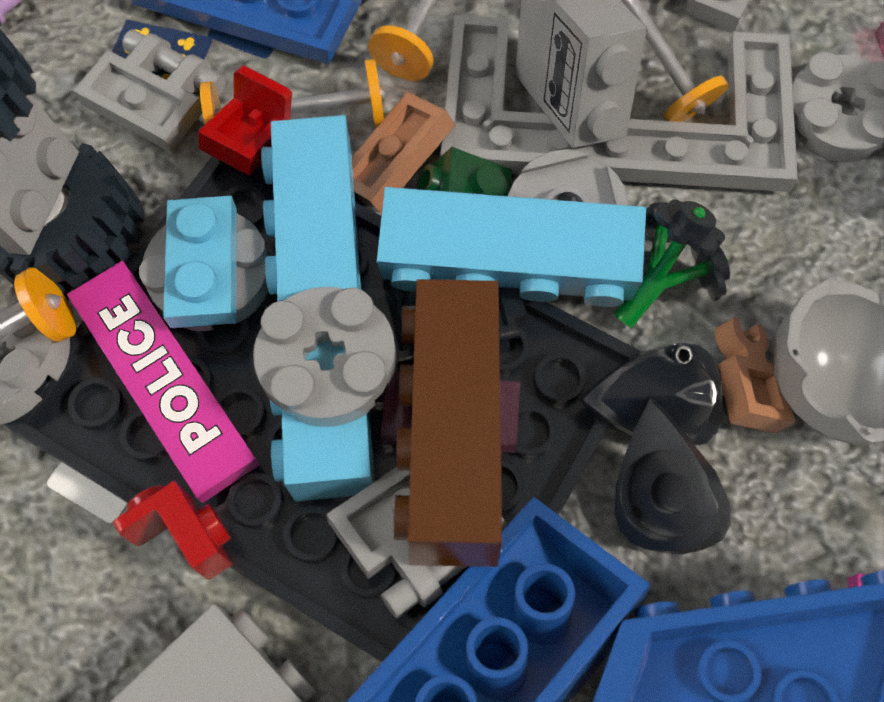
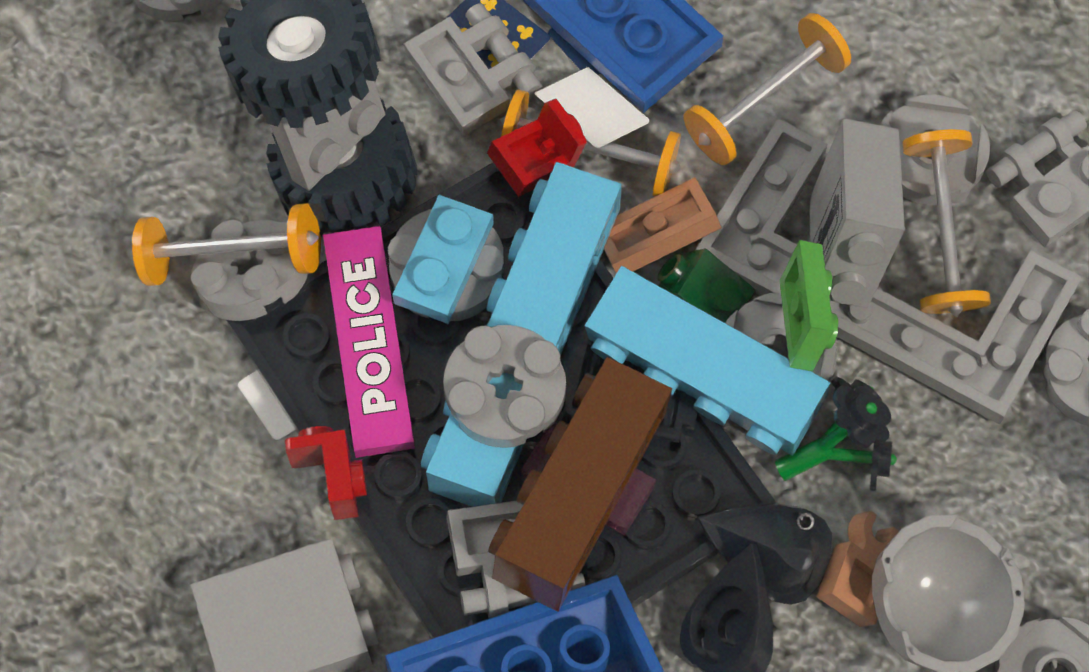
camera: 25 degrees right, 0 degrees up
(297, 73) = (596, 106): none -> white sticker
(586, 146) = (807, 306): none -> bright green plate

